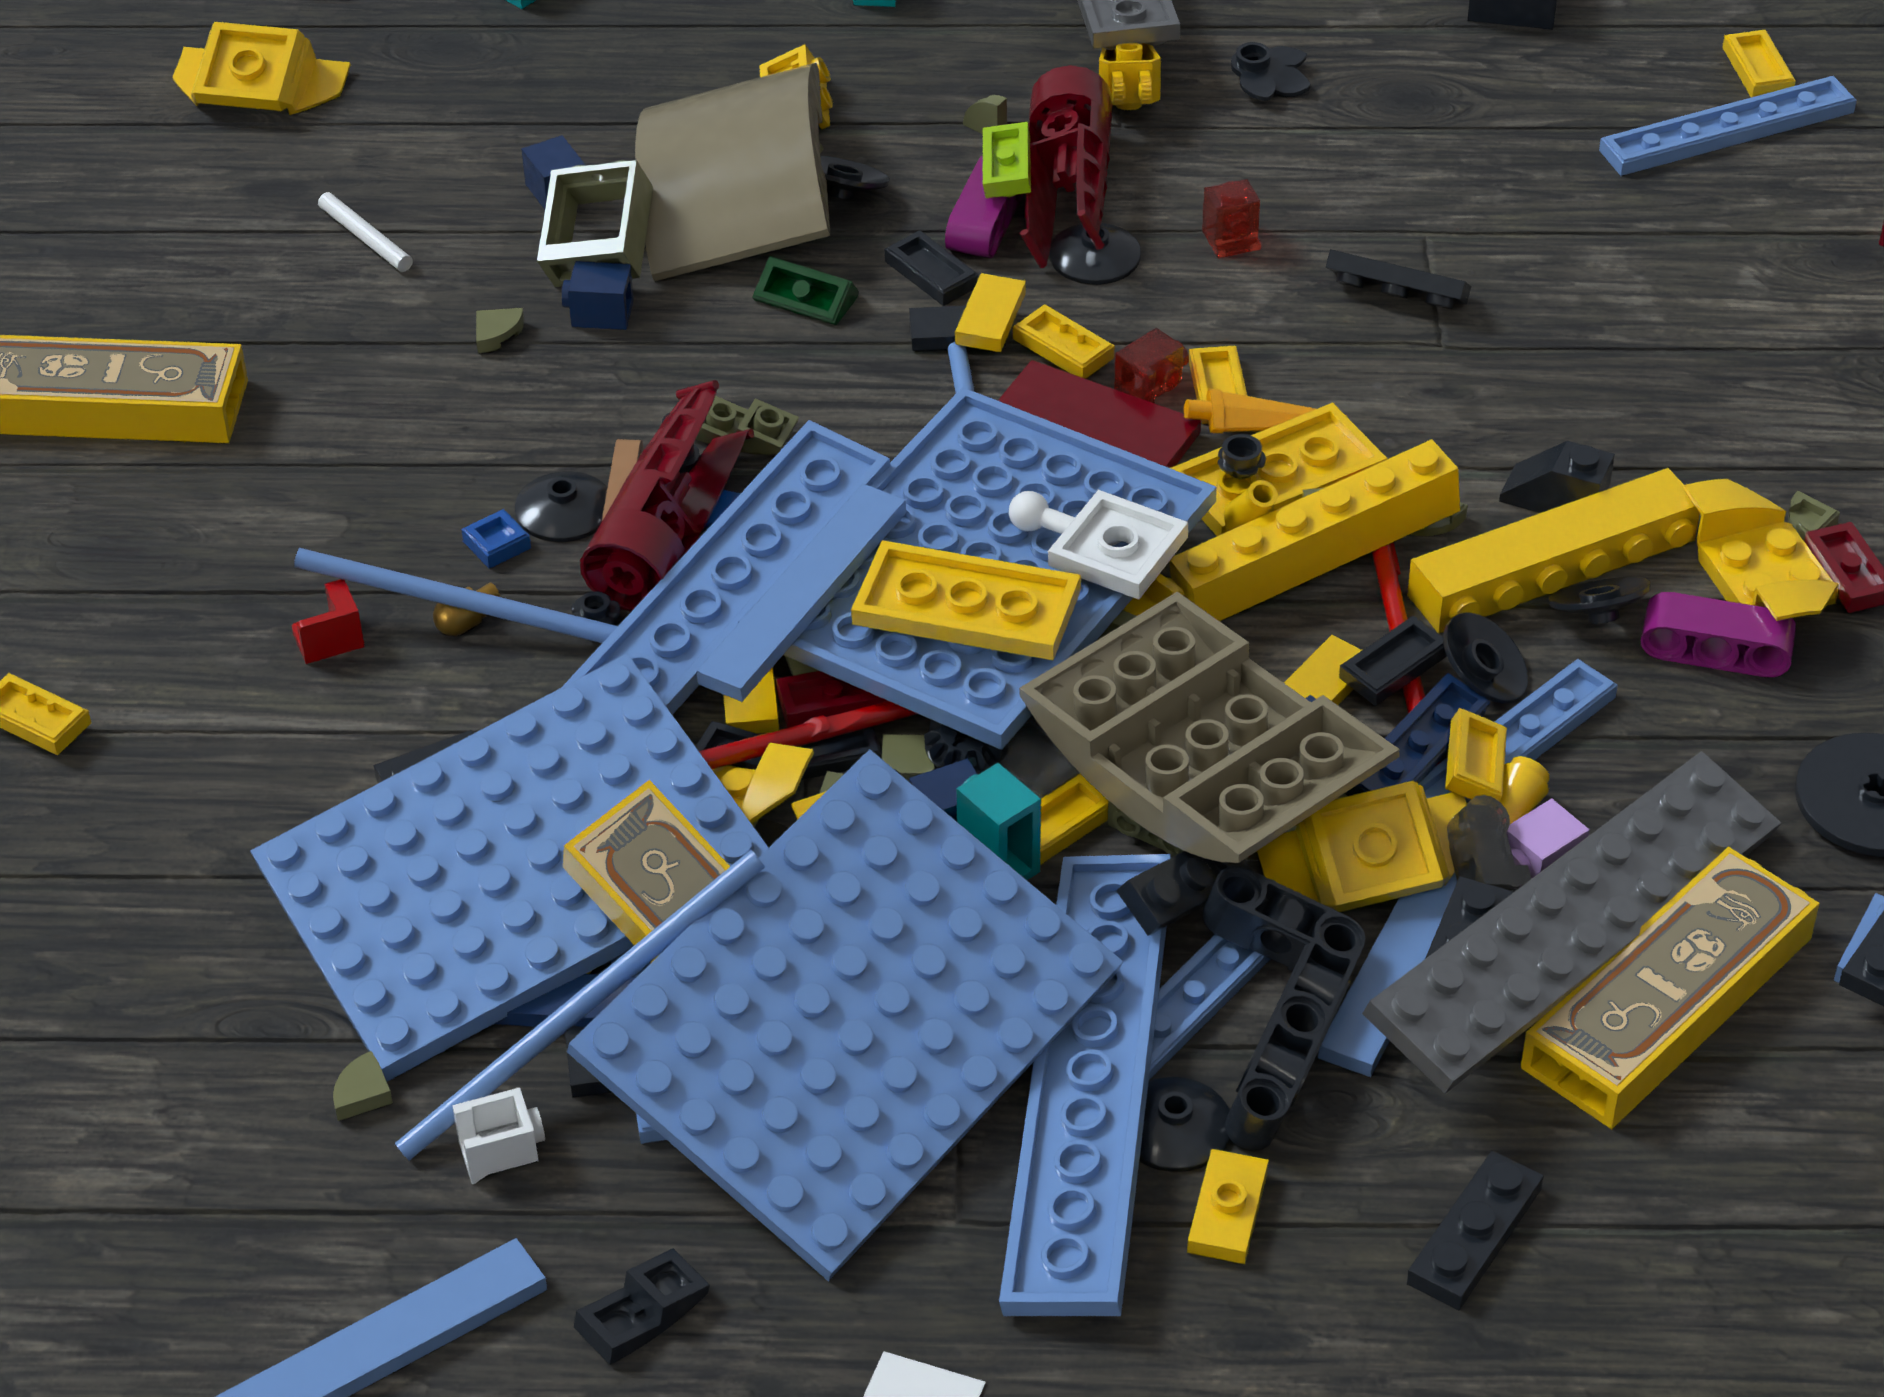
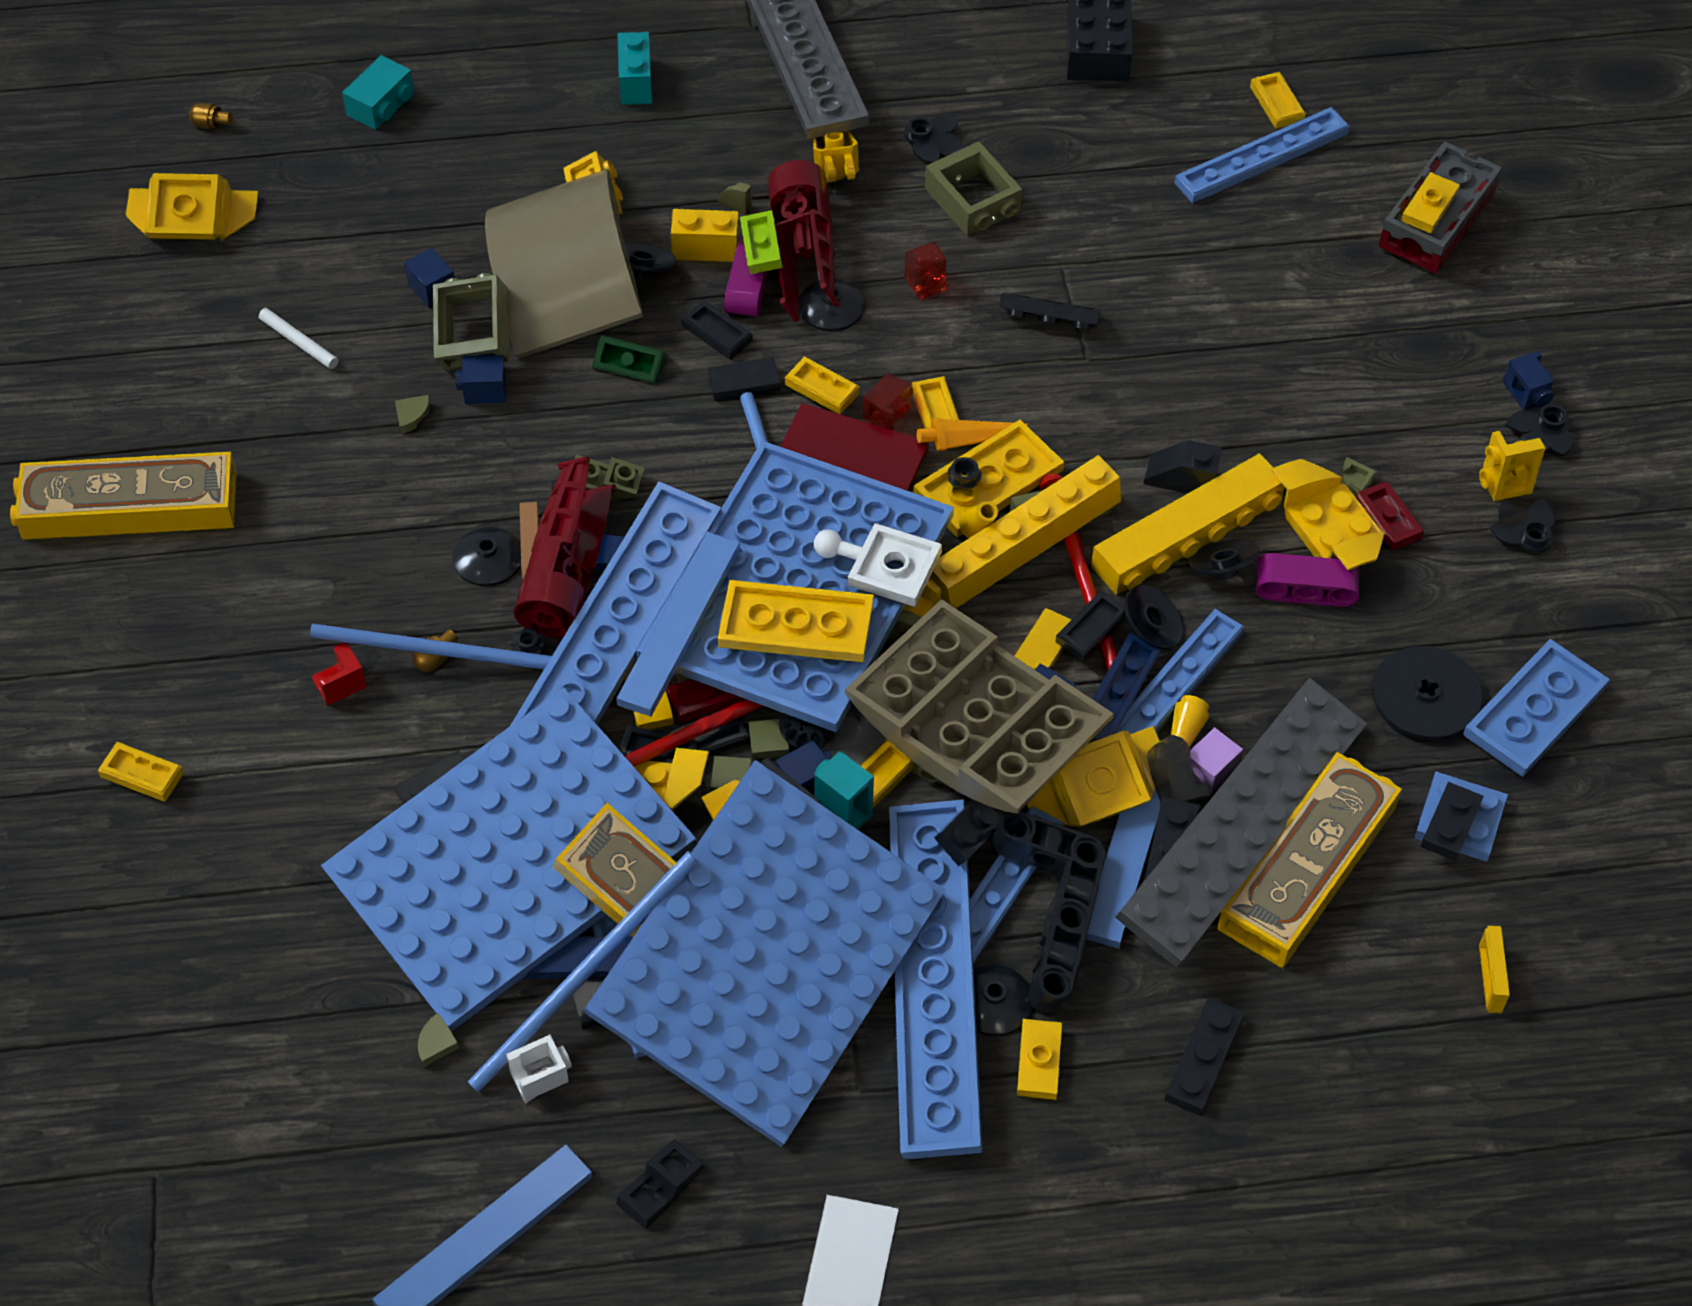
camera: 10 degrees left, 10 degrees up
(496, 538) = (445, 589): blue tile -> none
(932, 152) = (704, 235): none -> yellow brick
(990, 312) = (767, 367): yellow tile -> none
(1306, 102) = (961, 166): none -> olive window
(1475, 756) = (1159, 700): yellow tile -> none

